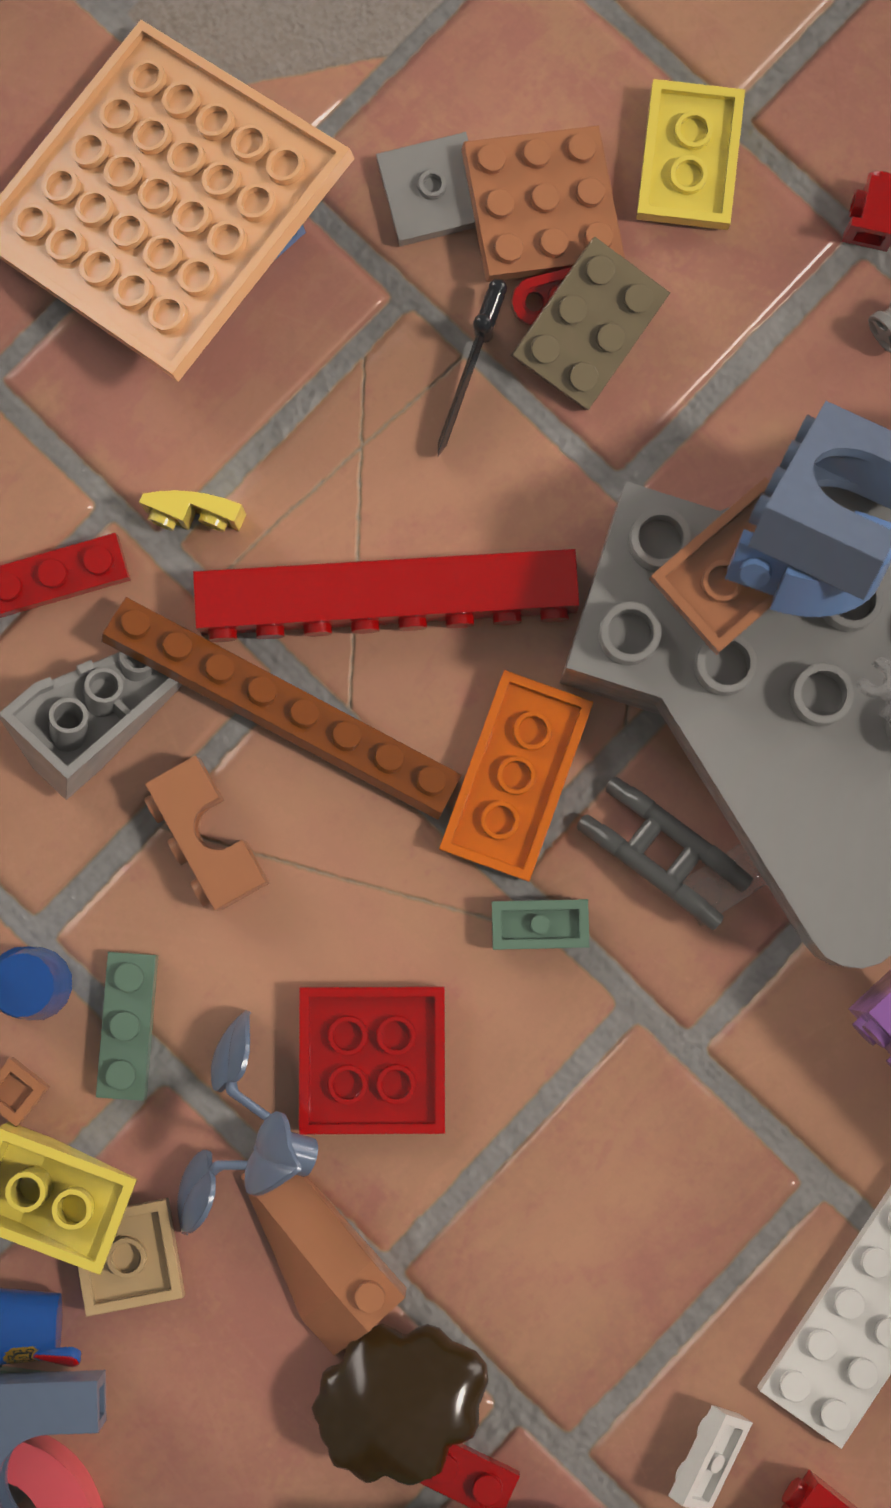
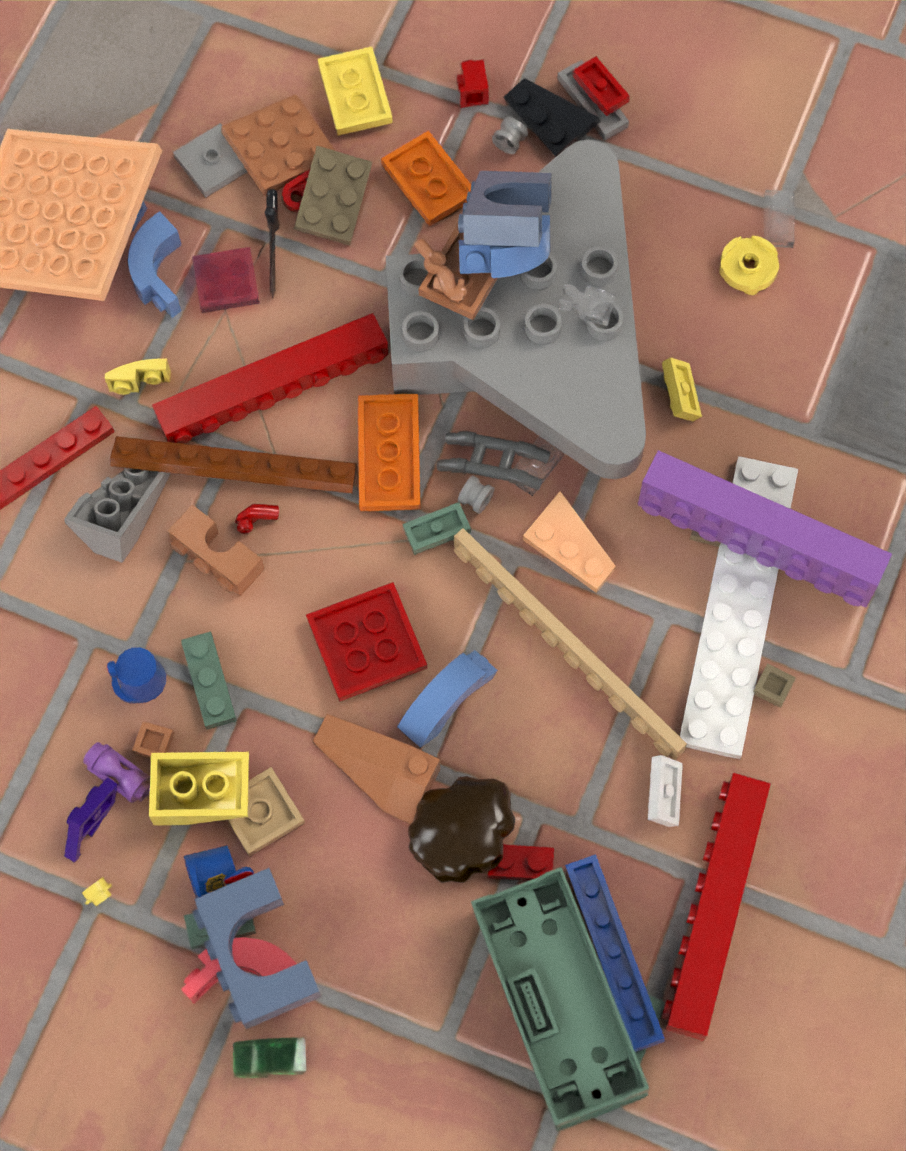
camera: 20 degrees left, 15 degrees down
(274, 311) = (147, 250): none -> medium blue arch
(277, 1150) = (325, 705): sand blue plant -> none
(287, 795) = (253, 513): none -> red arm
(378, 400) = (225, 280): none -> clear pink plate
(455, 1198) = (444, 695): none -> medium blue arch
(617, 895) = (476, 494): none -> light grey wheel
(665, 1200) = (574, 651): none -> tan plate
(697, 582) = (444, 281): none -> nougat animal
(725, 1022) = (570, 544): none -> light nougat wing
(746, 347) = (428, 177): none -> orange plate

